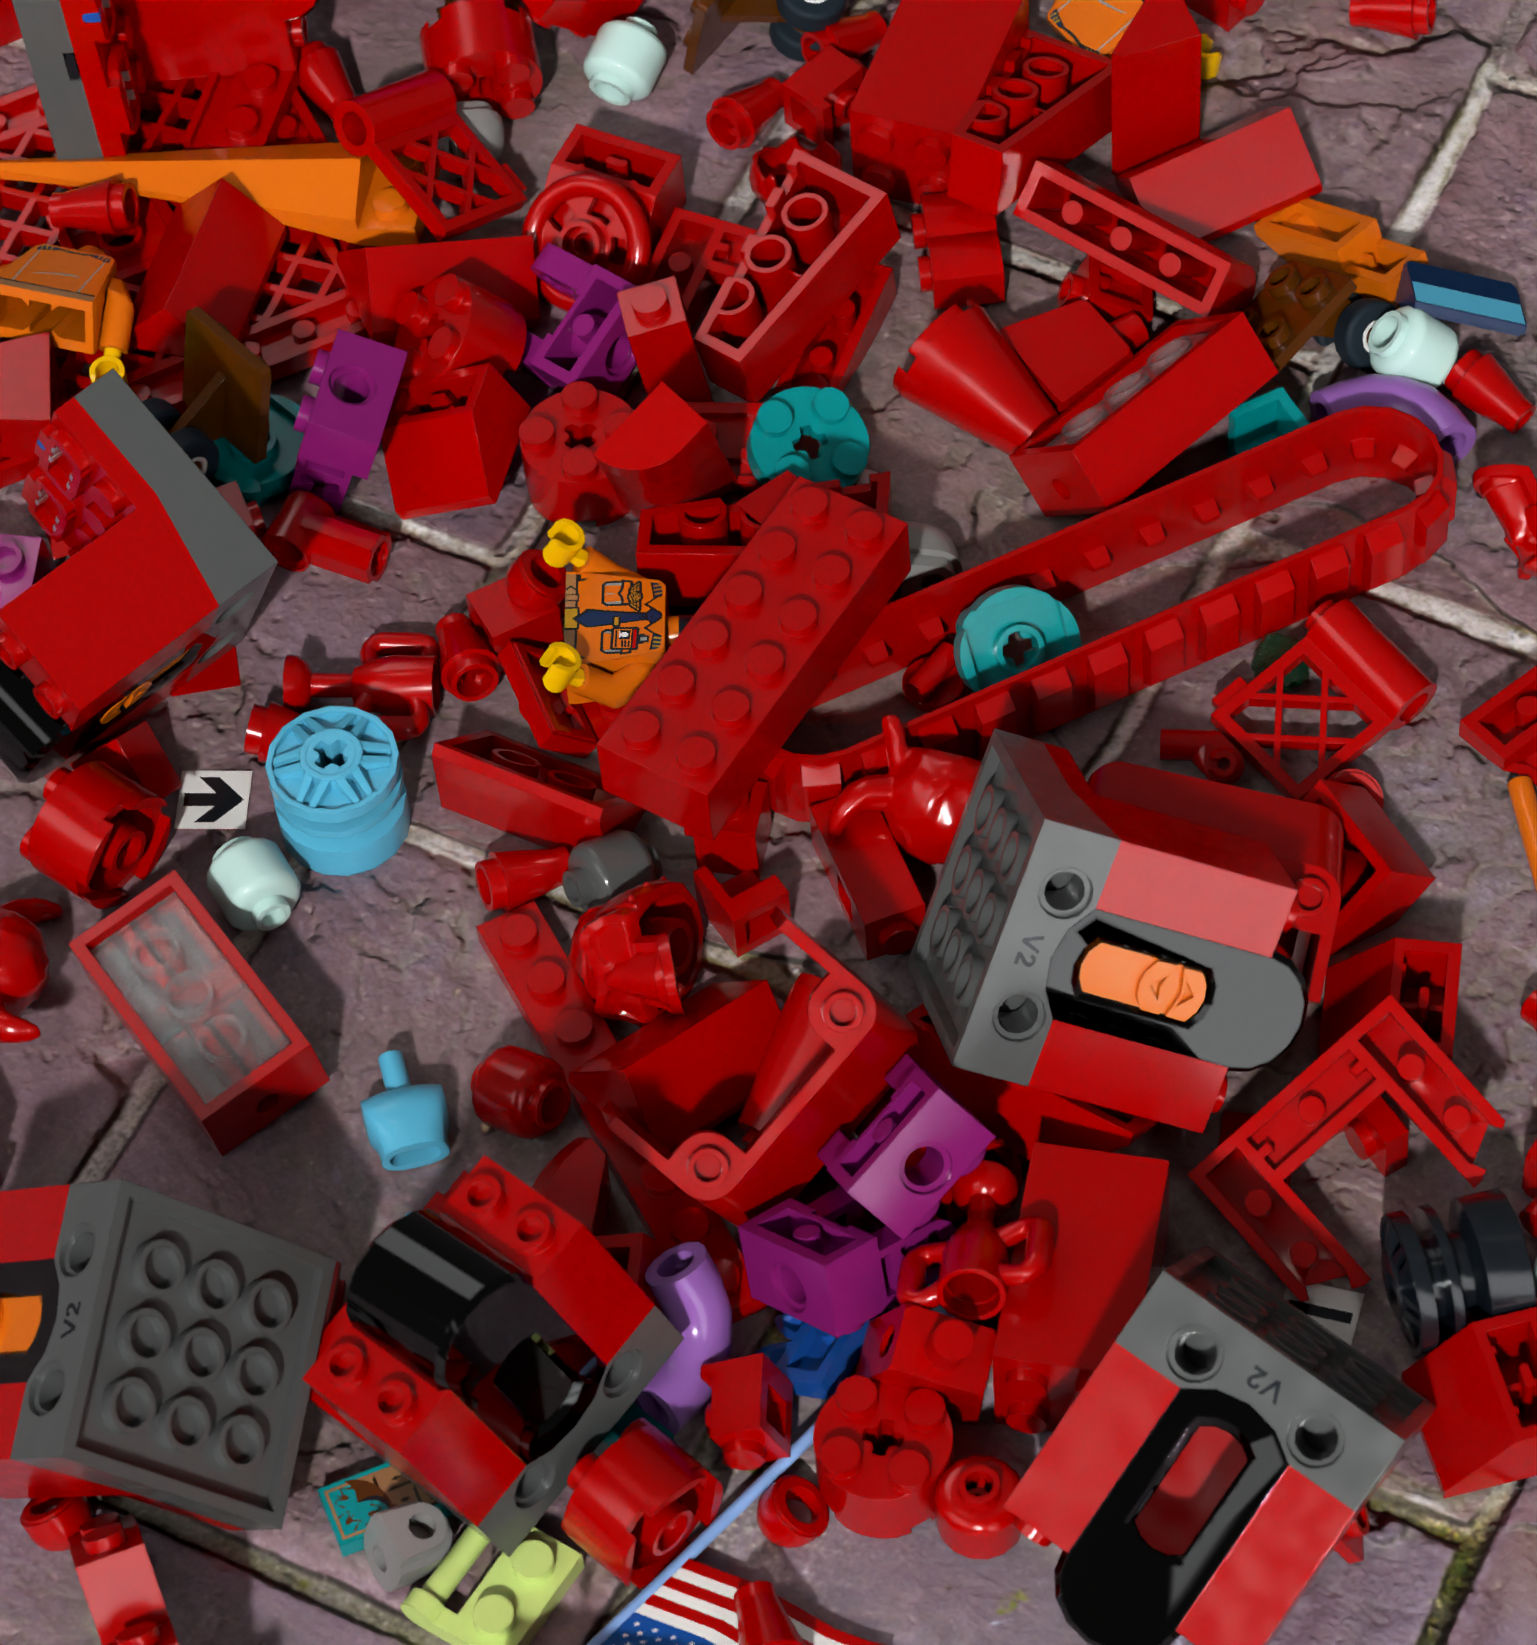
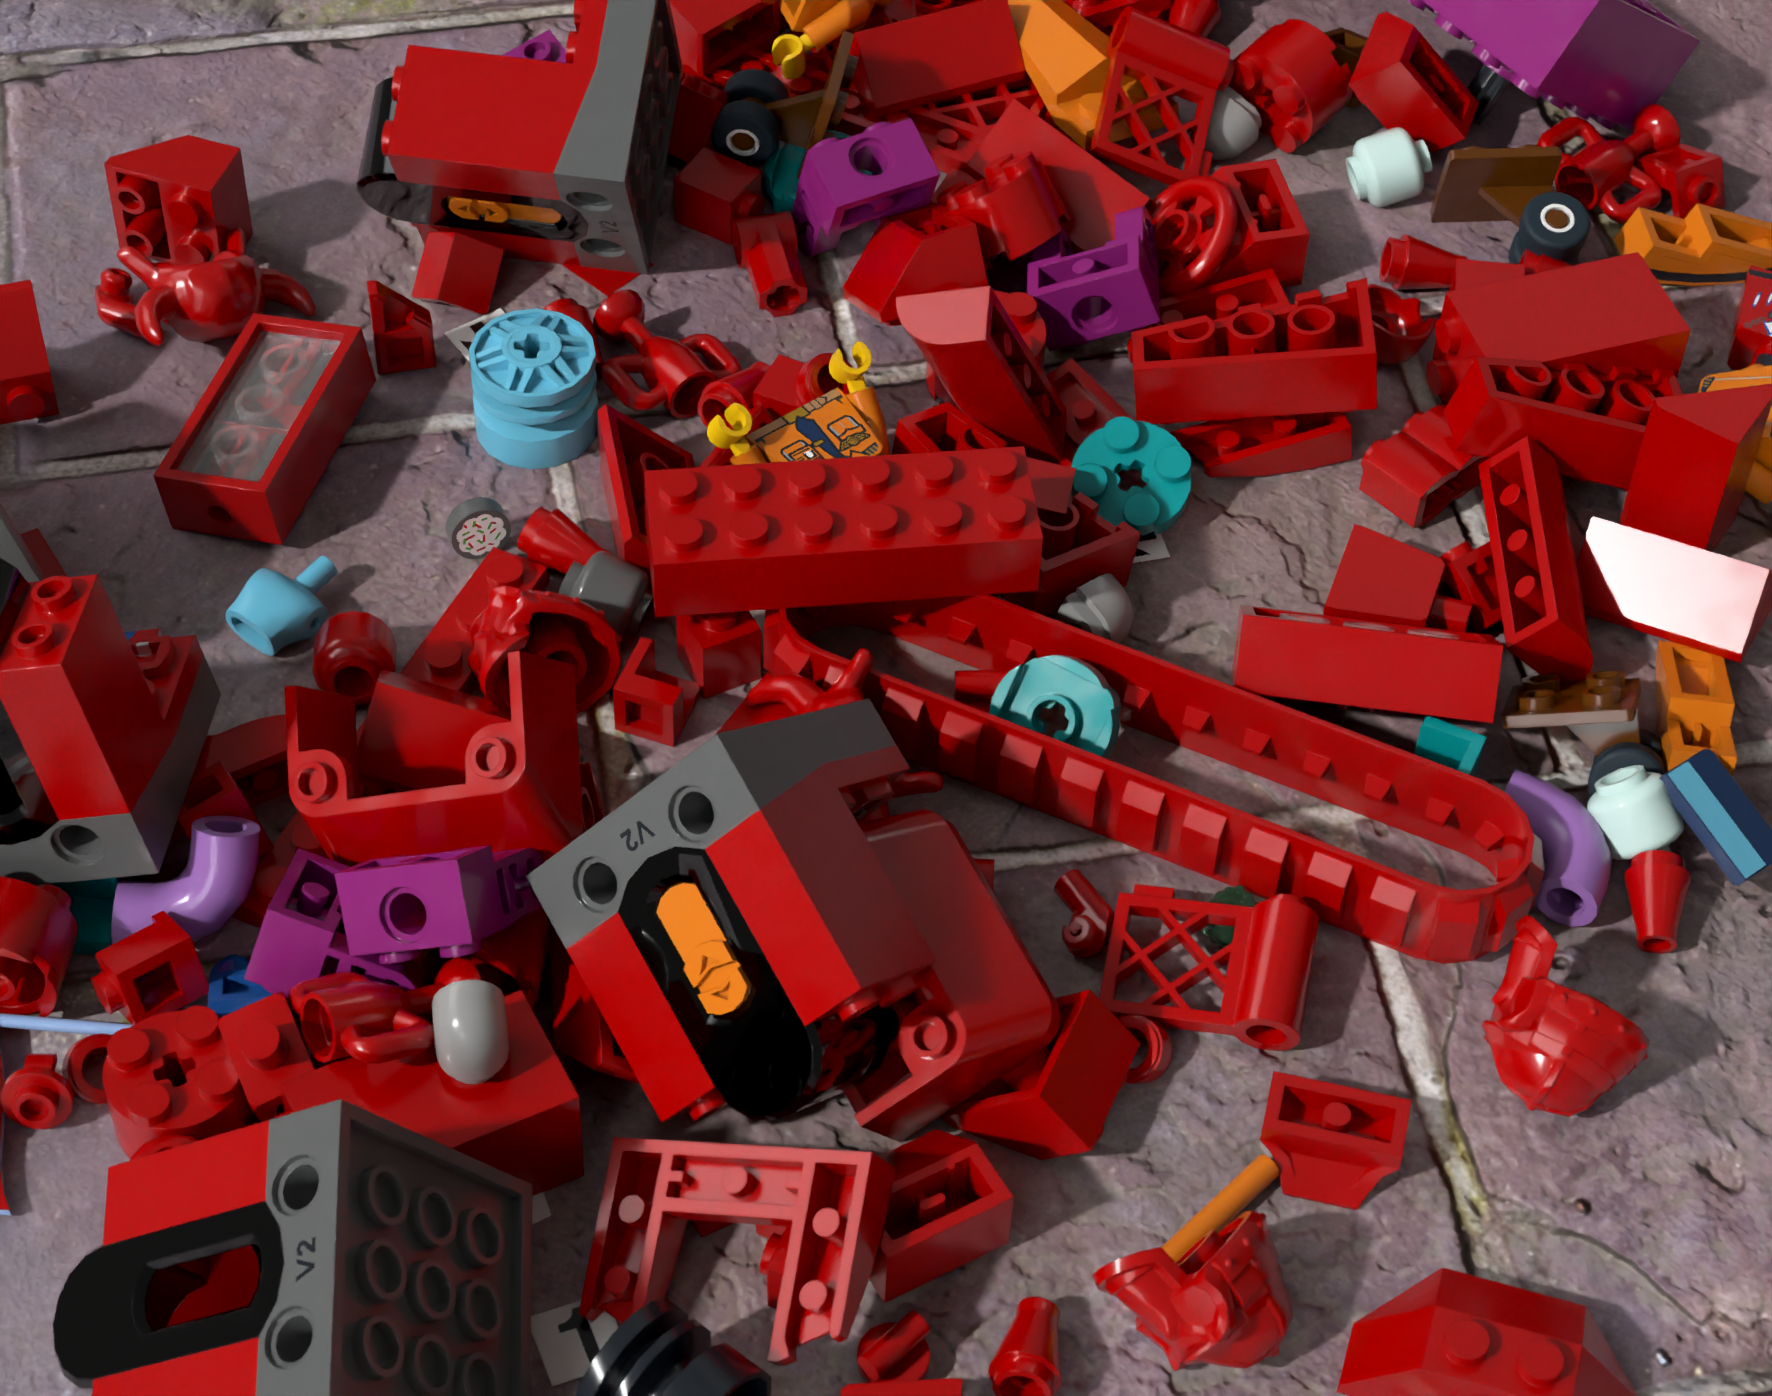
camera: 45 degrees right, 5 degrees down
(96, 832) = (364, 250): red brick -> none
(174, 844) = (399, 331): none -> red tile
(253, 882) = (420, 394): light aqua head -> none
(447, 924) = (477, 527): none -> tile
(664, 339) = (1108, 306): red brick -> none
(798, 1561) = (37, 1094): none -> red plate
(974, 380) = (1296, 532): red cone -> none
(1072, 1190) = (470, 1030): none -> light grey piece
(1514, 1109) = (895, 1350): none -> red plate

